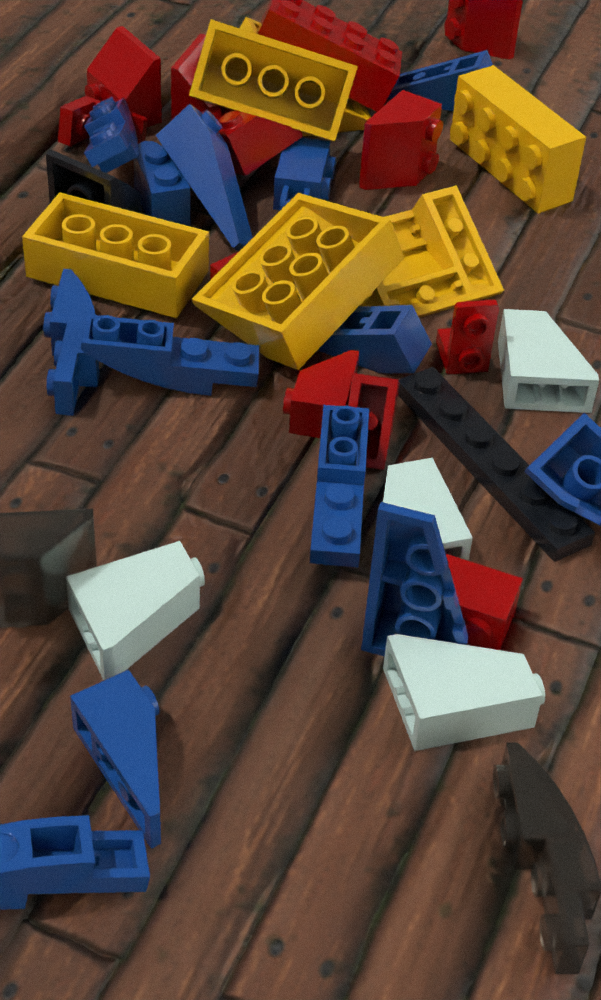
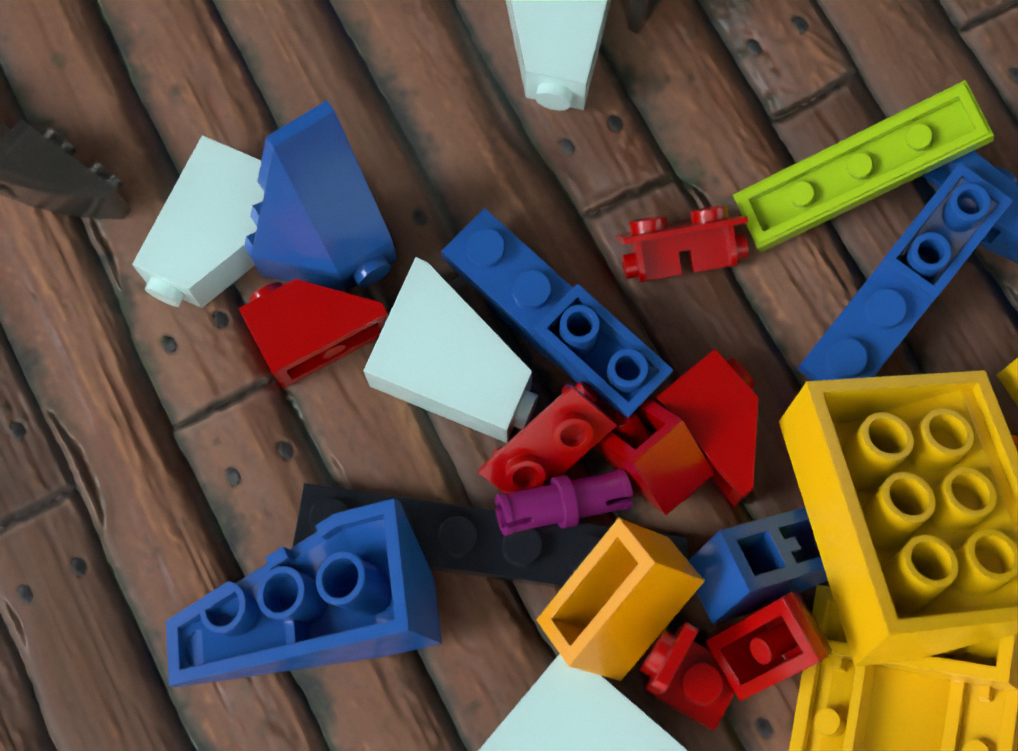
camera: 135 degrees right, 30 degrees up
(112, 400) = (864, 166): none -> lime tile
(228, 469) = (707, 237): none -> red hinge
(399, 439) = (549, 442): none -> red hinge
(422, 289) = (770, 646): none -> red slope
(440, 424) = (563, 501): none -> magenta pin
(468, 359) = (619, 600): none -> light orange brick

